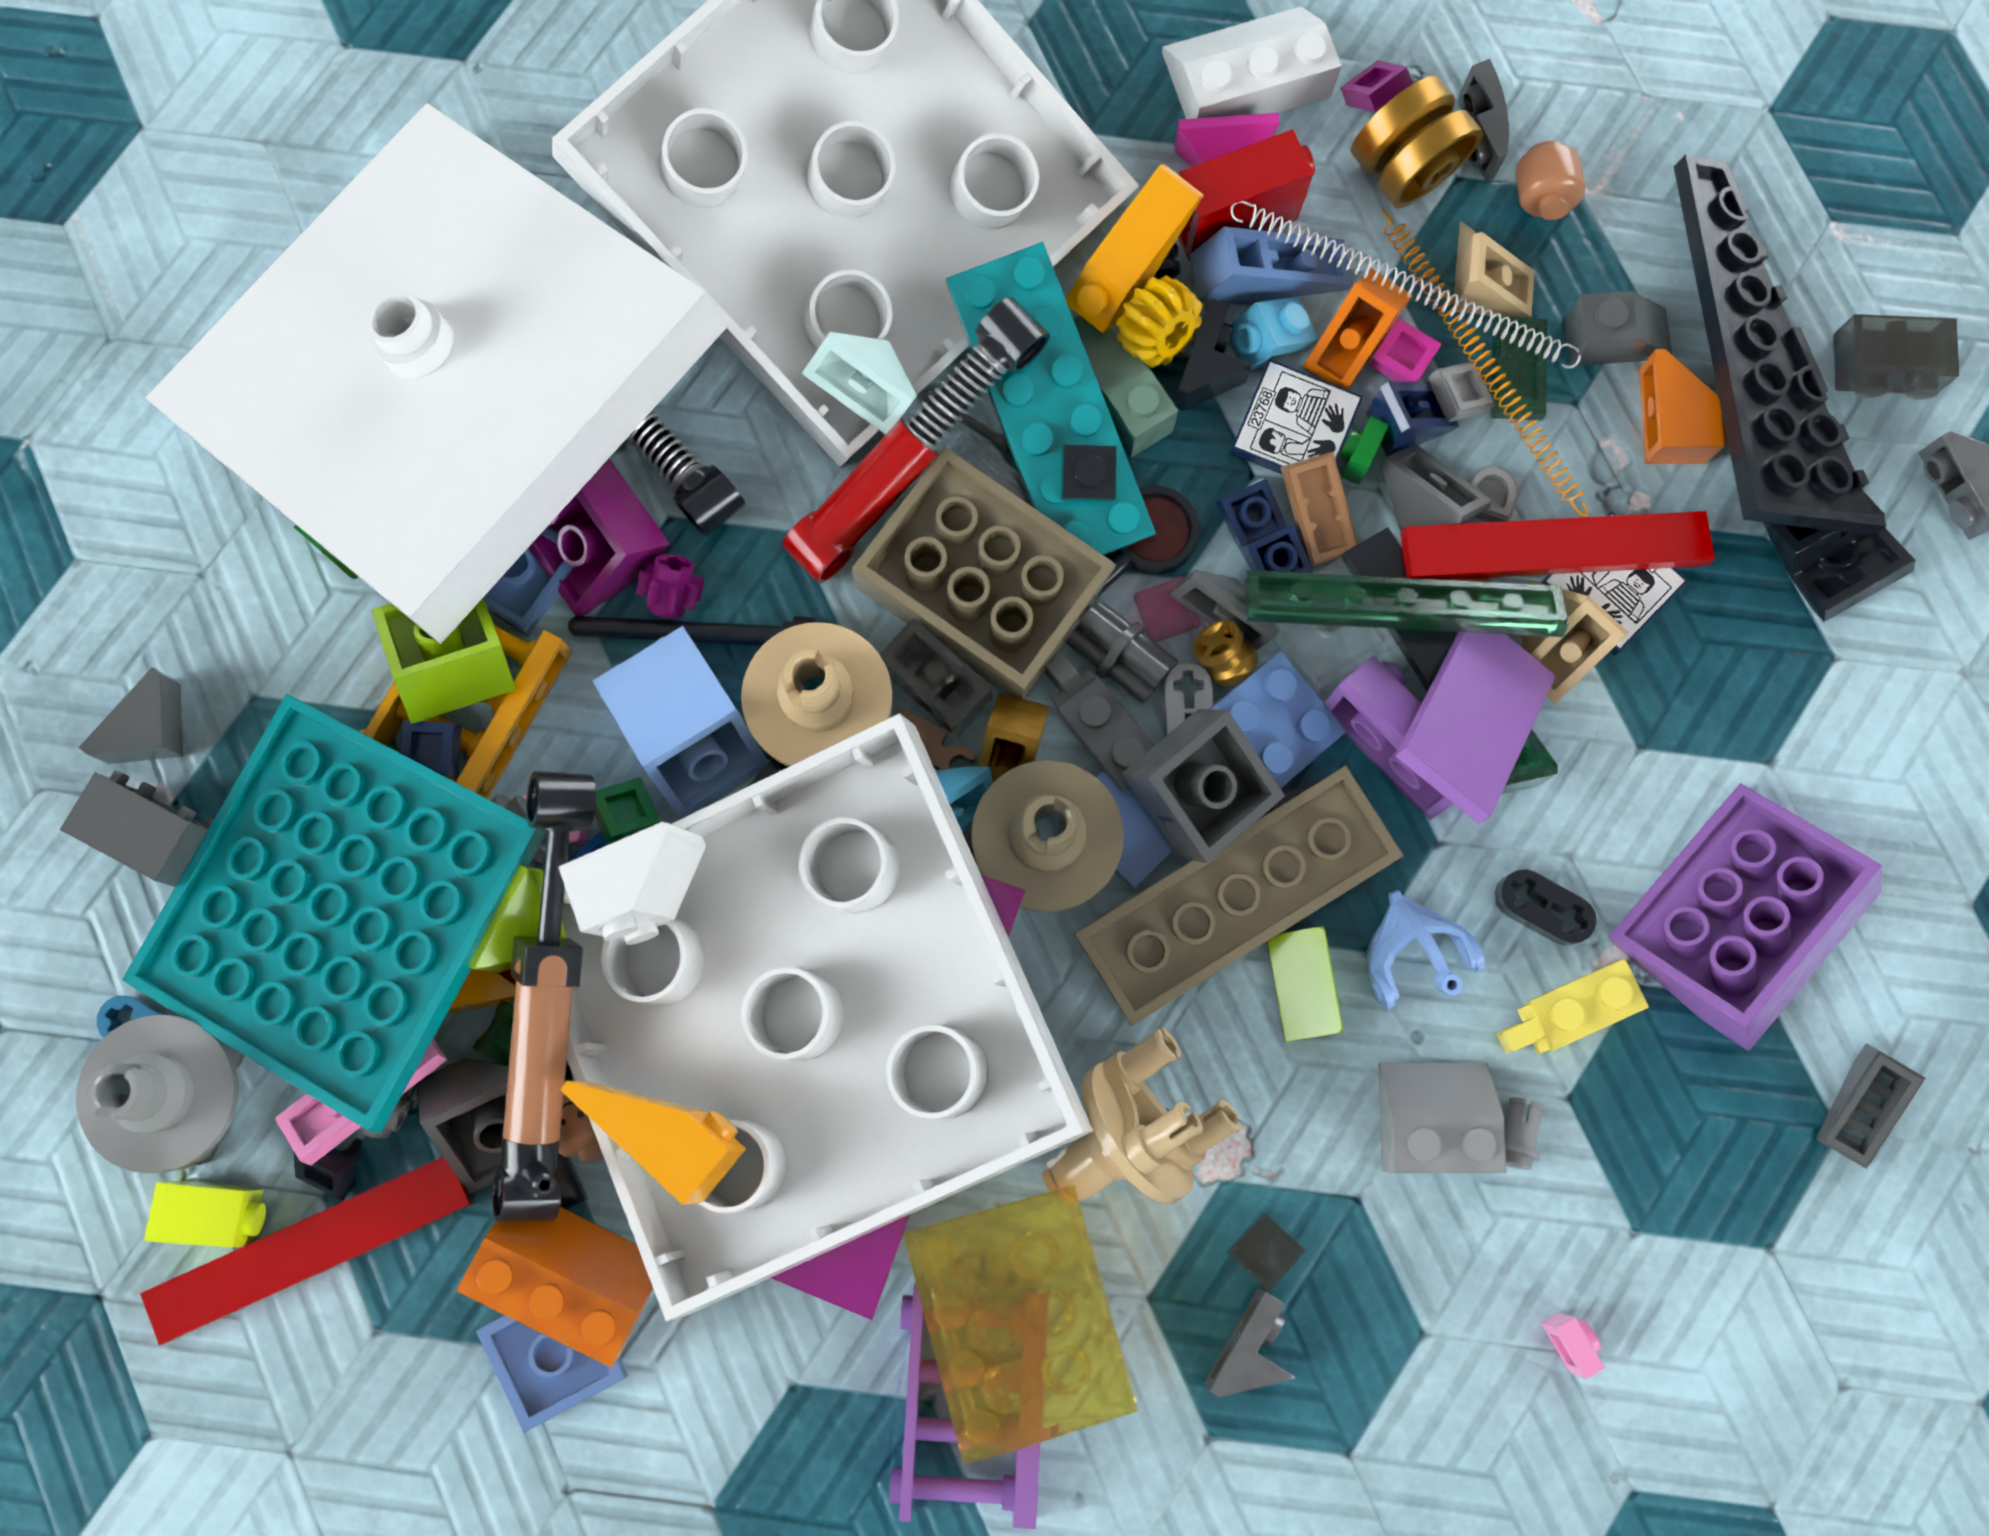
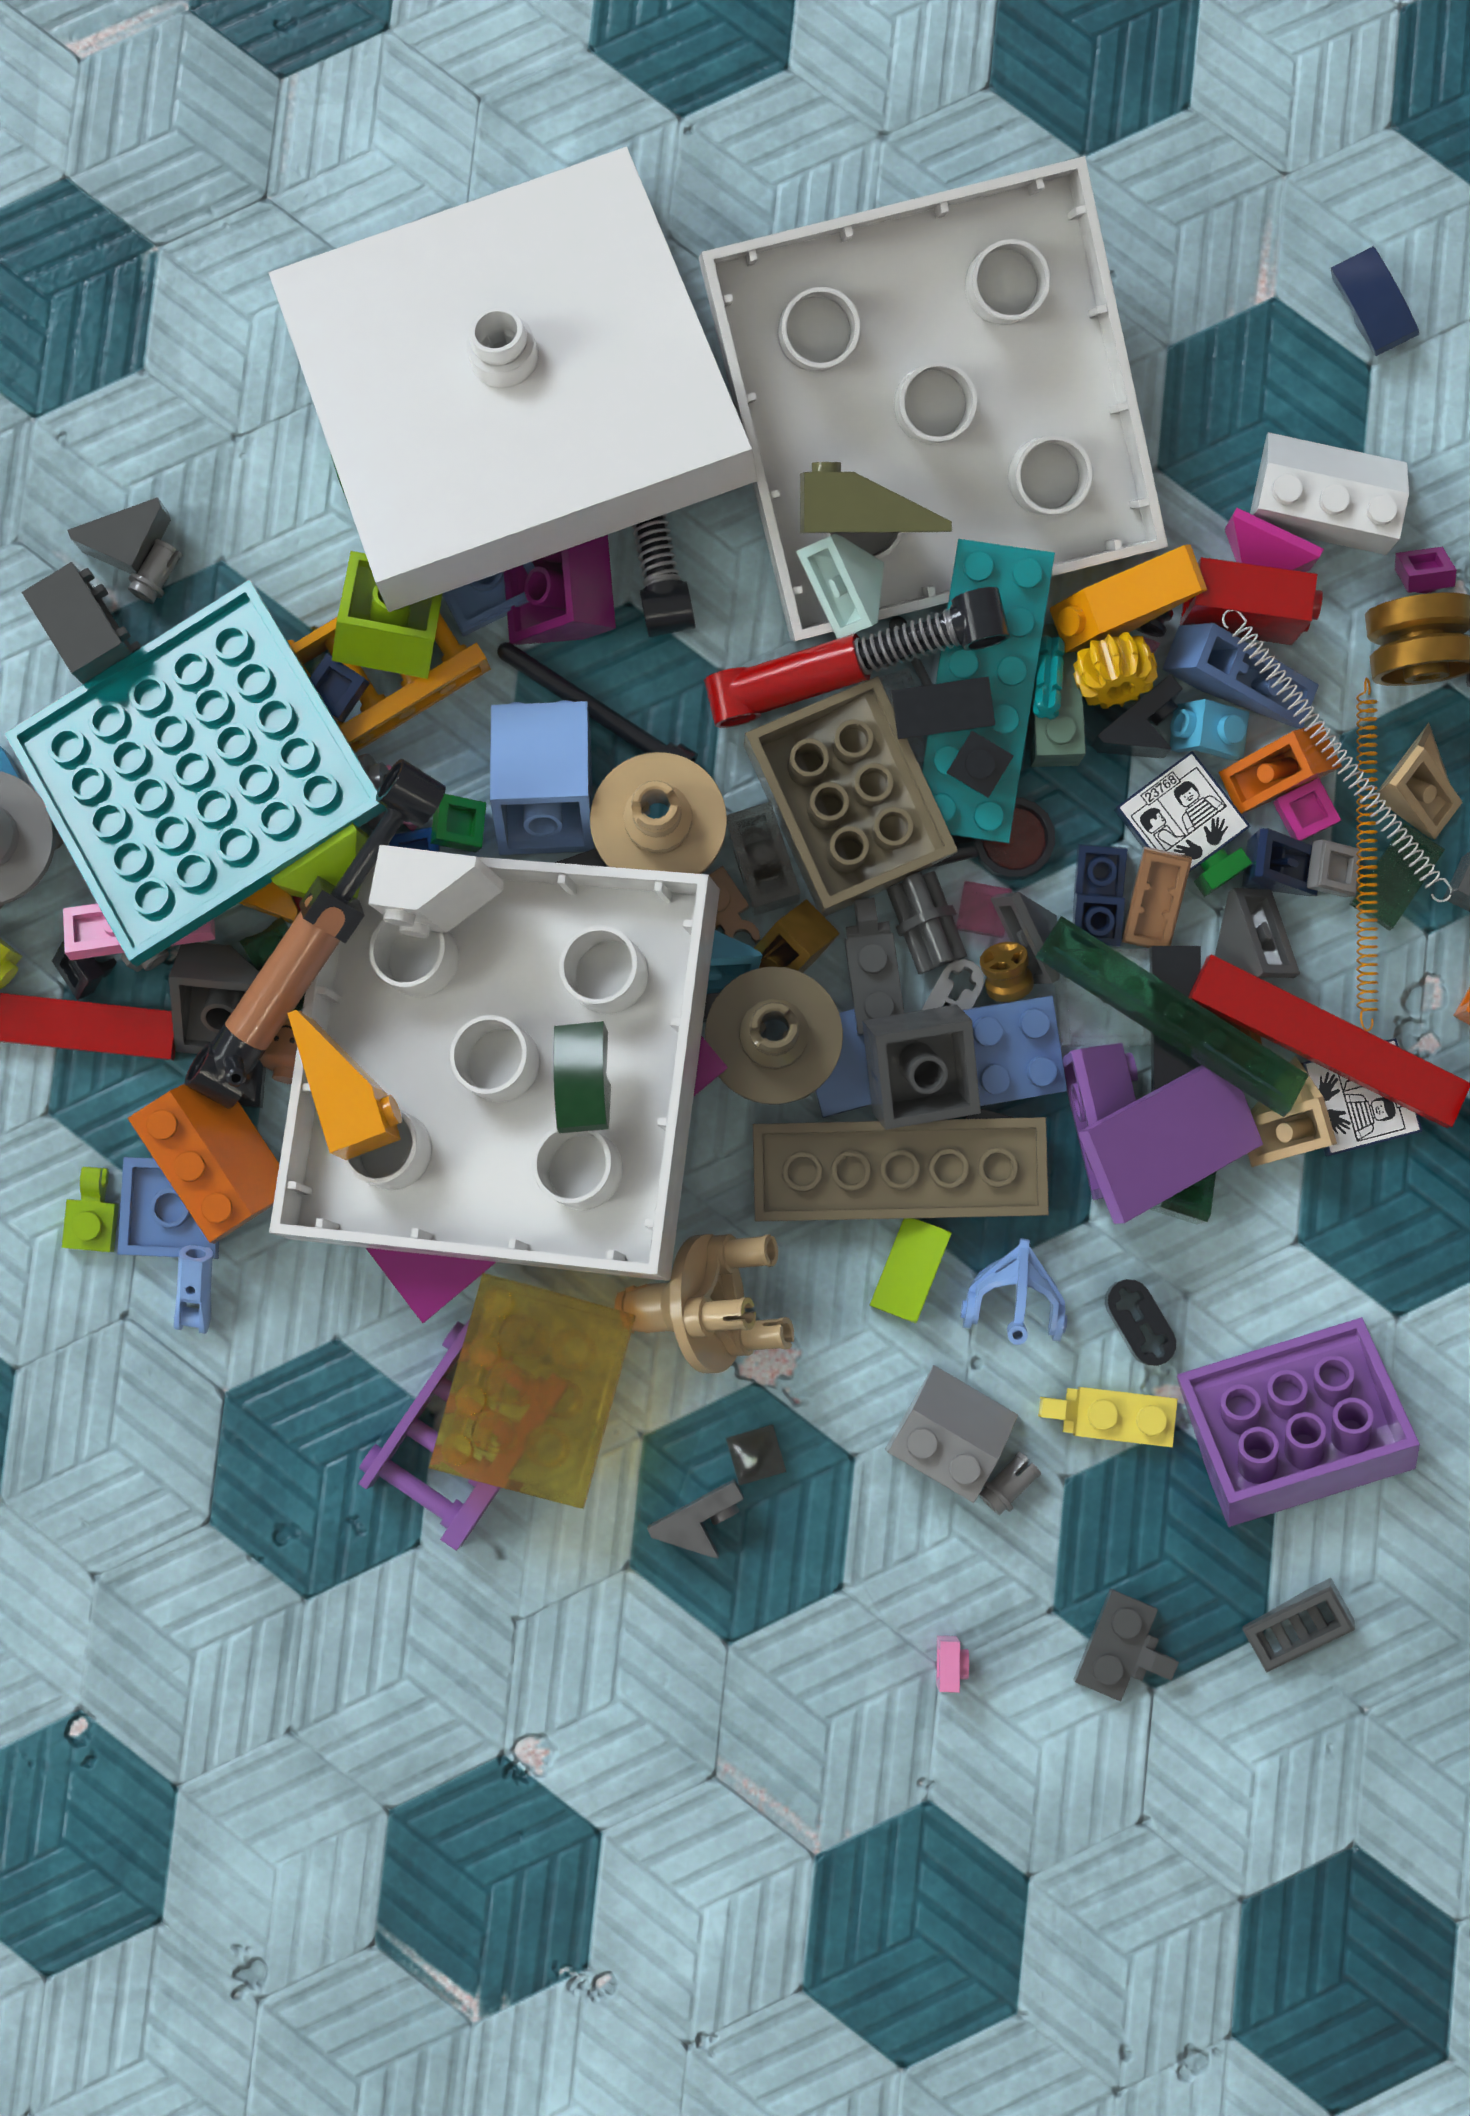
camera: 35 degrees right, 5 degrees up
(190, 742) = (154, 572): none -> light grey pin
(479, 1413) = (91, 1221): none -> lime plate
(620, 1420) = (194, 1287): none -> light blue bar
(670, 586) = (596, 662): magenta gear -> none
(837, 294) = (853, 504): none -> olive slope
(892, 981) = (580, 1077): none -> dark green slope
(1024, 439) = (943, 708): none -> black tile
(1105, 362) = (1049, 678): none -> teal axle
(1498, 486) = (1314, 966): light grey tile -> none
(1721, 1227) = (1122, 1647): none -> dark grey hinge

